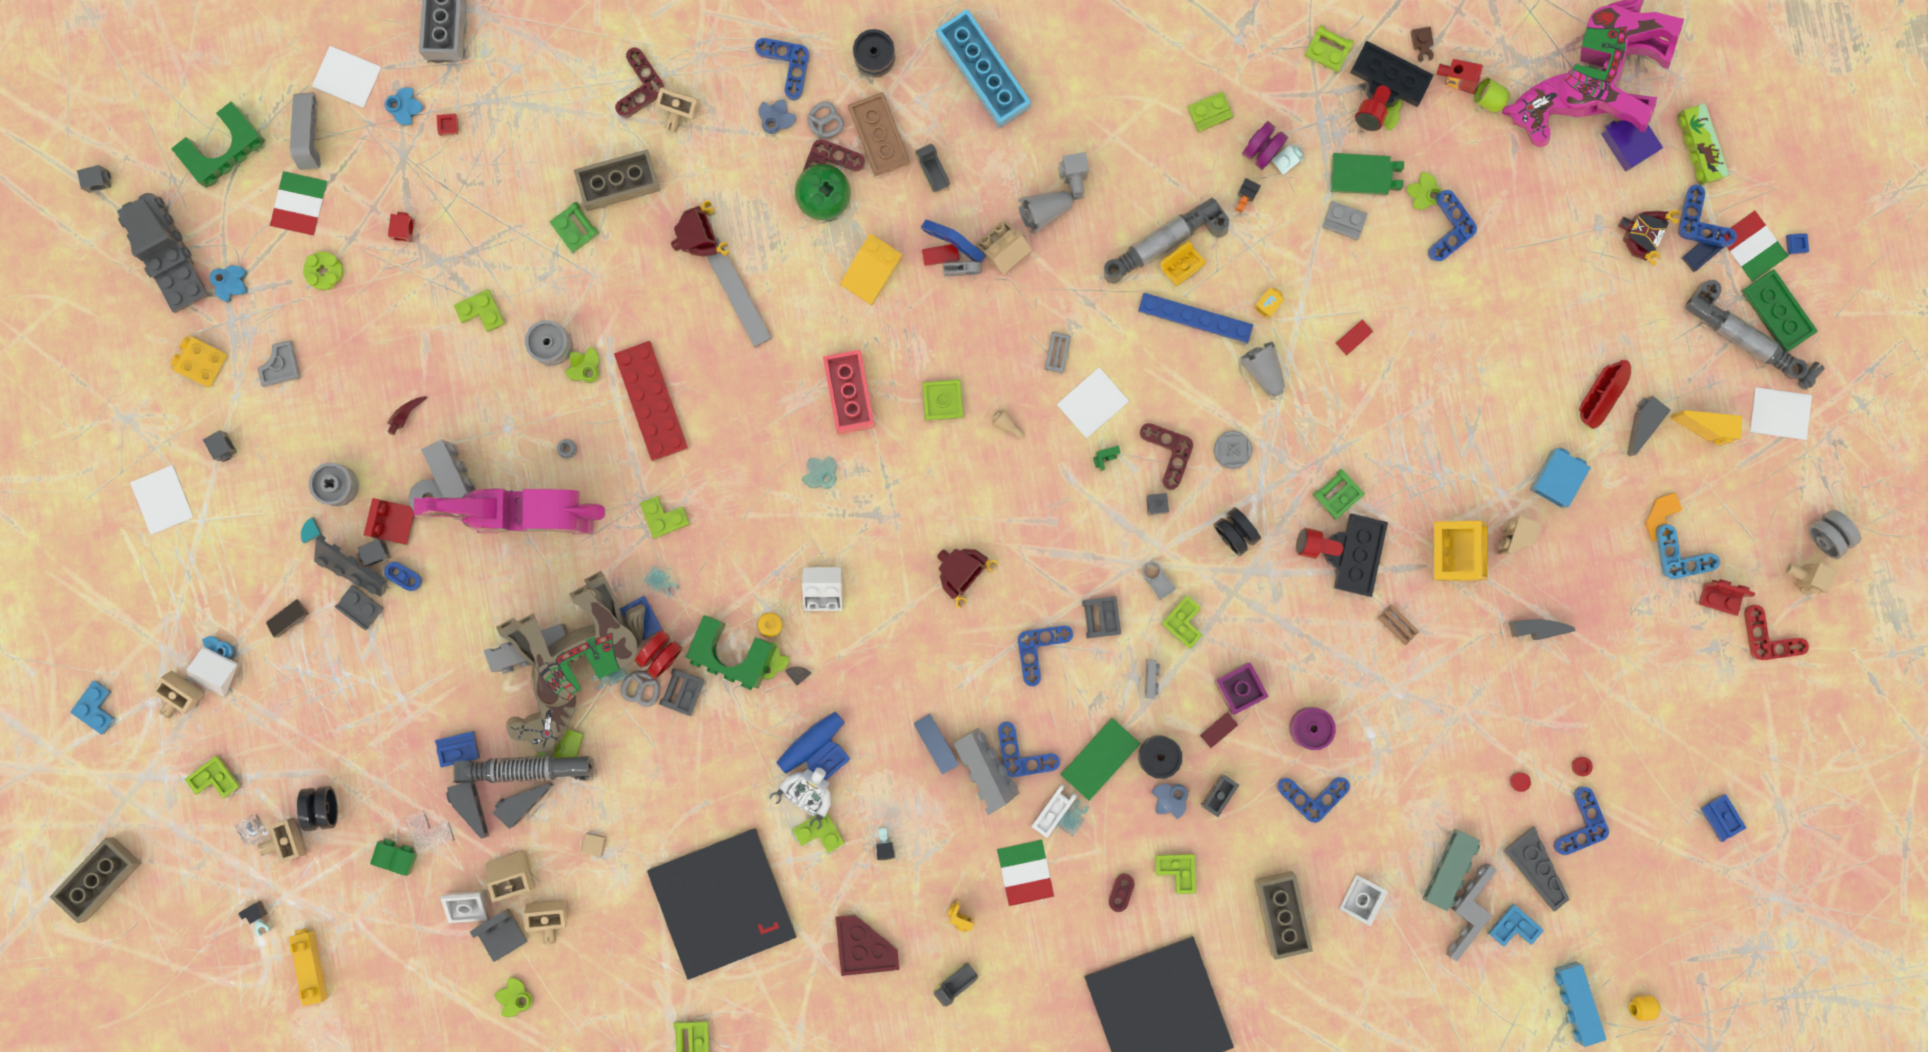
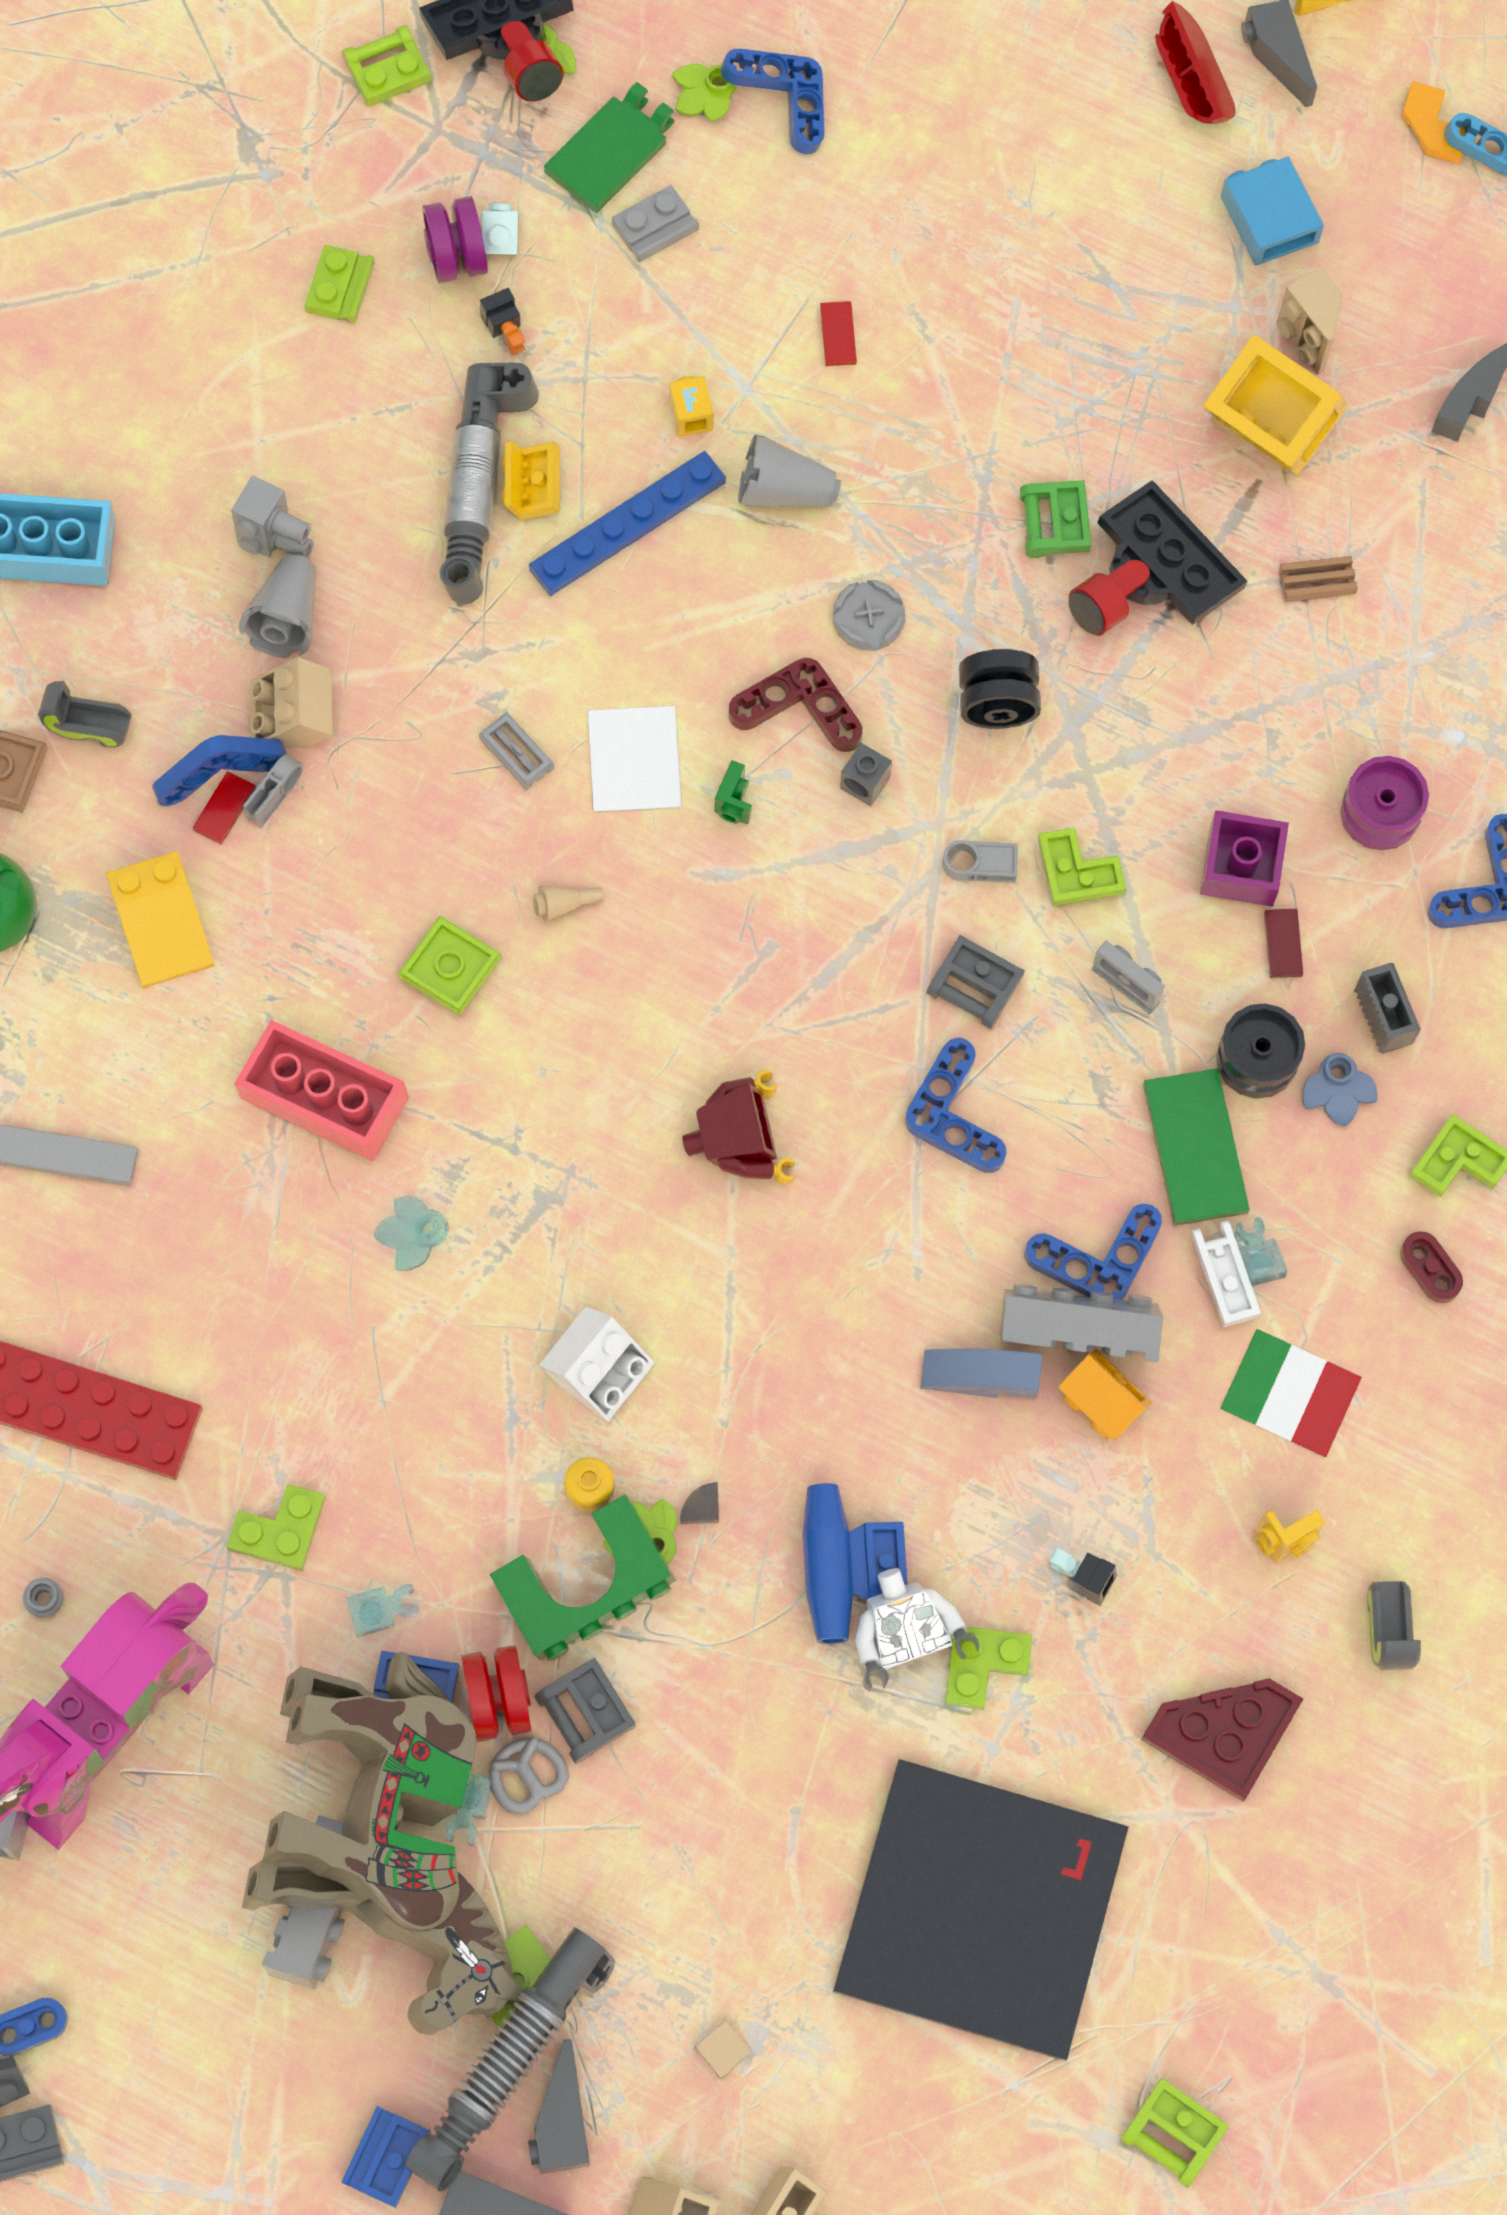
camera: 55 degrees left, 15 degrees down
(962, 801) = (1104, 1395): none -> light orange brick

